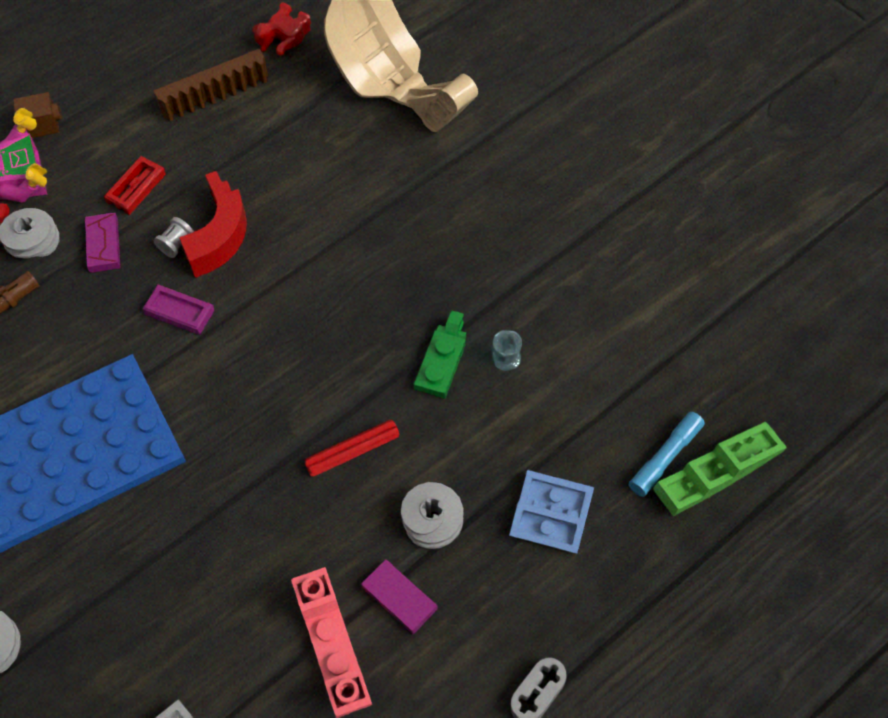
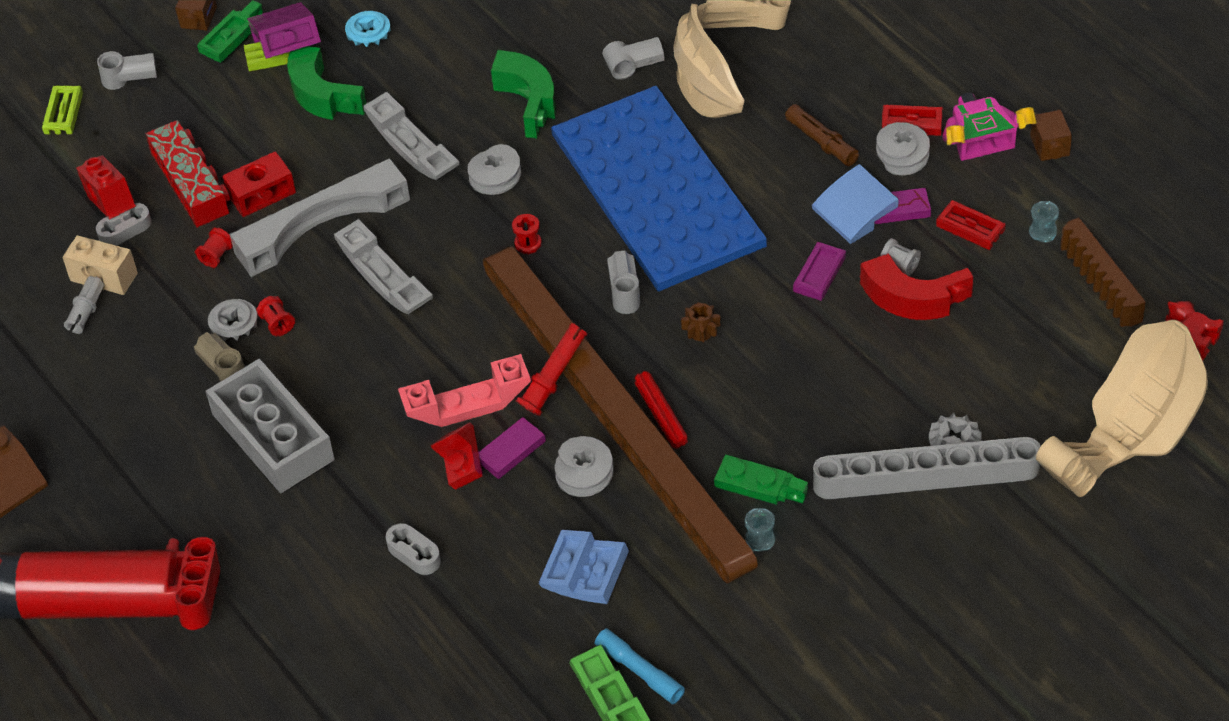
camera: 95 degrees right, 10 degrees down
(85, 592) = (521, 234): none -> red bush
(97, 275) = (854, 204): none -> medium blue slope
(137, 121) = (1044, 217): none -> clear light blue bush
(176, 490) = (624, 282): none -> light grey piece
(242, 410) = (700, 322): none -> reddish brown gear
(316, 551) = (544, 382): none -> red pin
(336, 499) = (624, 420): none -> reddish brown beam
(387, 210) = (940, 430): none -> light grey gear
(412, 647) = (460, 456): none -> red slope
(432, 203) = (926, 468): none -> light grey beam

